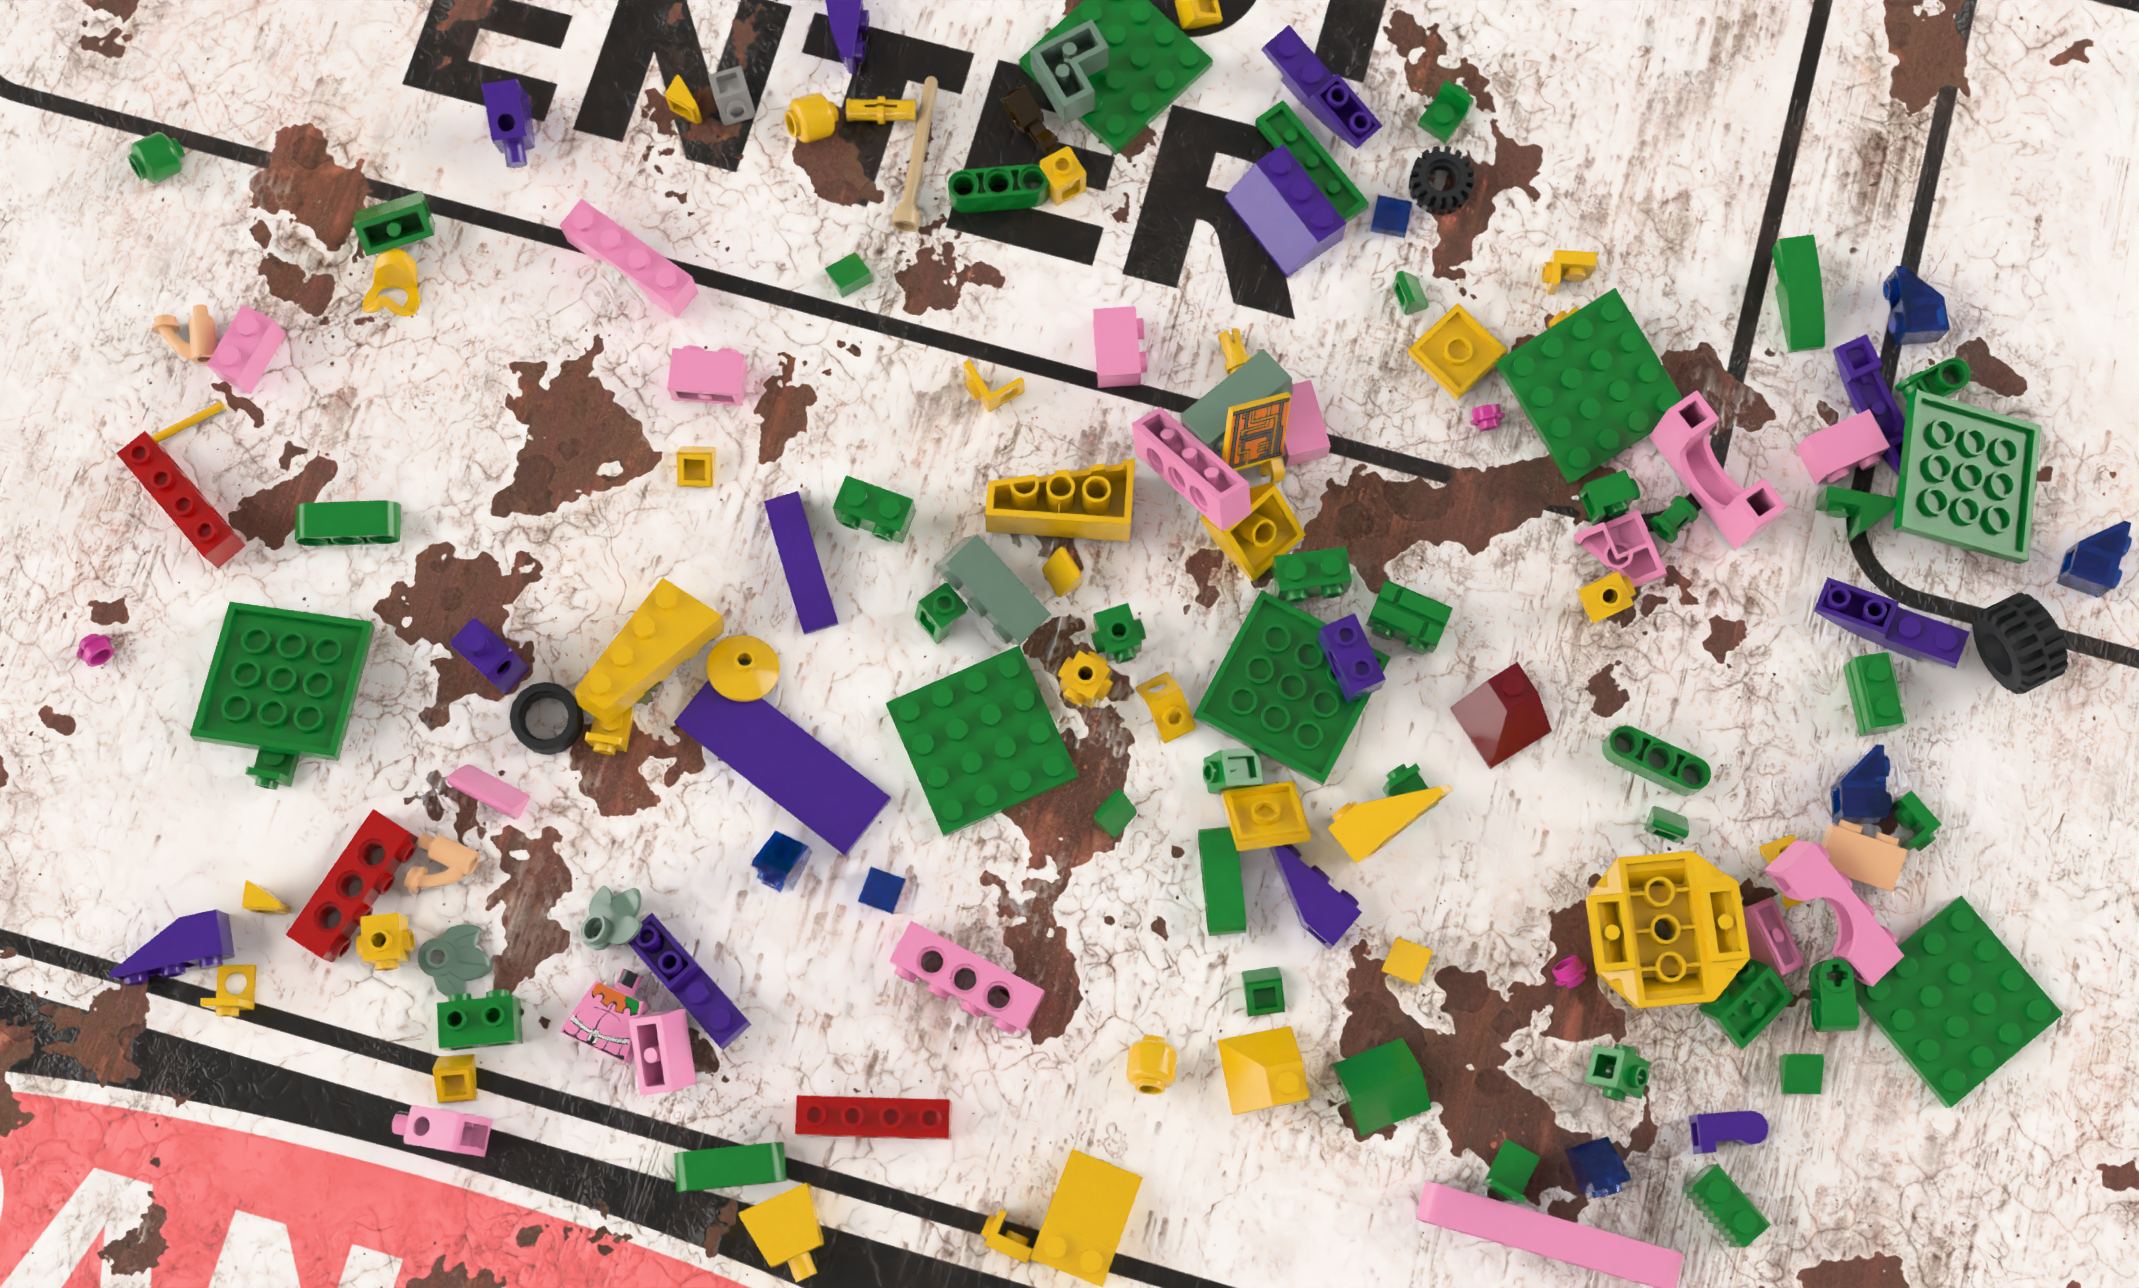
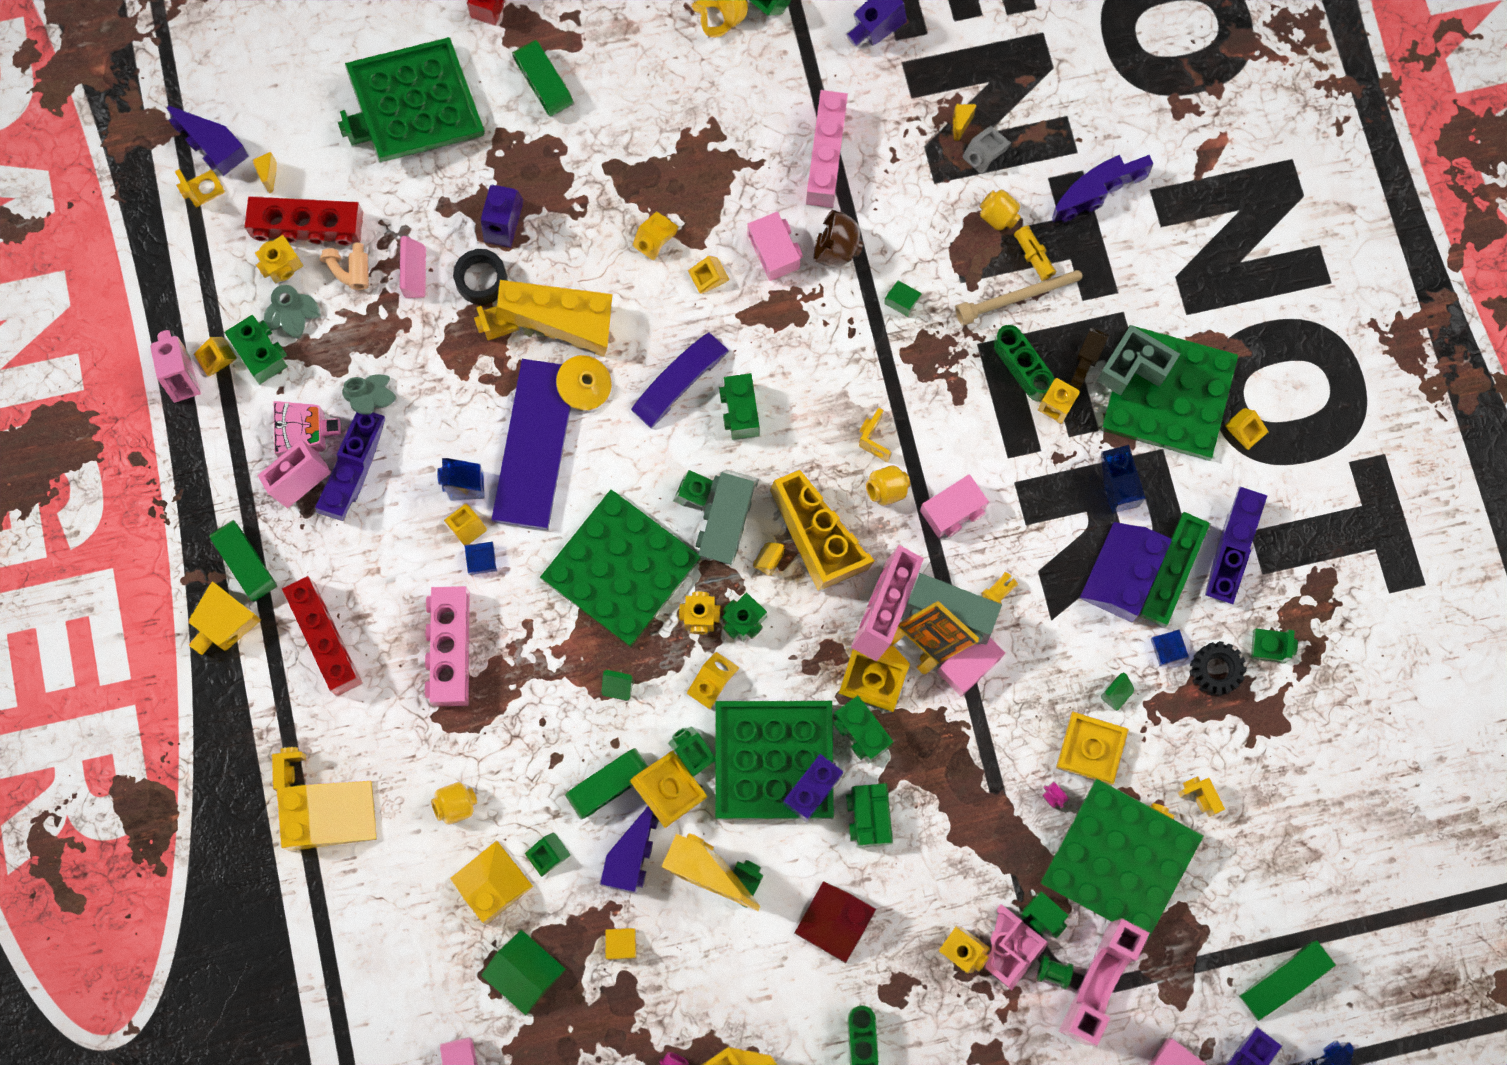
camera: 60 degrees right, 0 degrees up
(615, 499) = (654, 234): none -> yellow bracket
(744, 303) = (838, 241): none -> reddish brown cylinder
(832, 888) = (465, 524): none -> yellow slope
(1054, 403) = (888, 485): none -> yellow head
(1186, 160) = (1121, 479): none -> clear blue slope

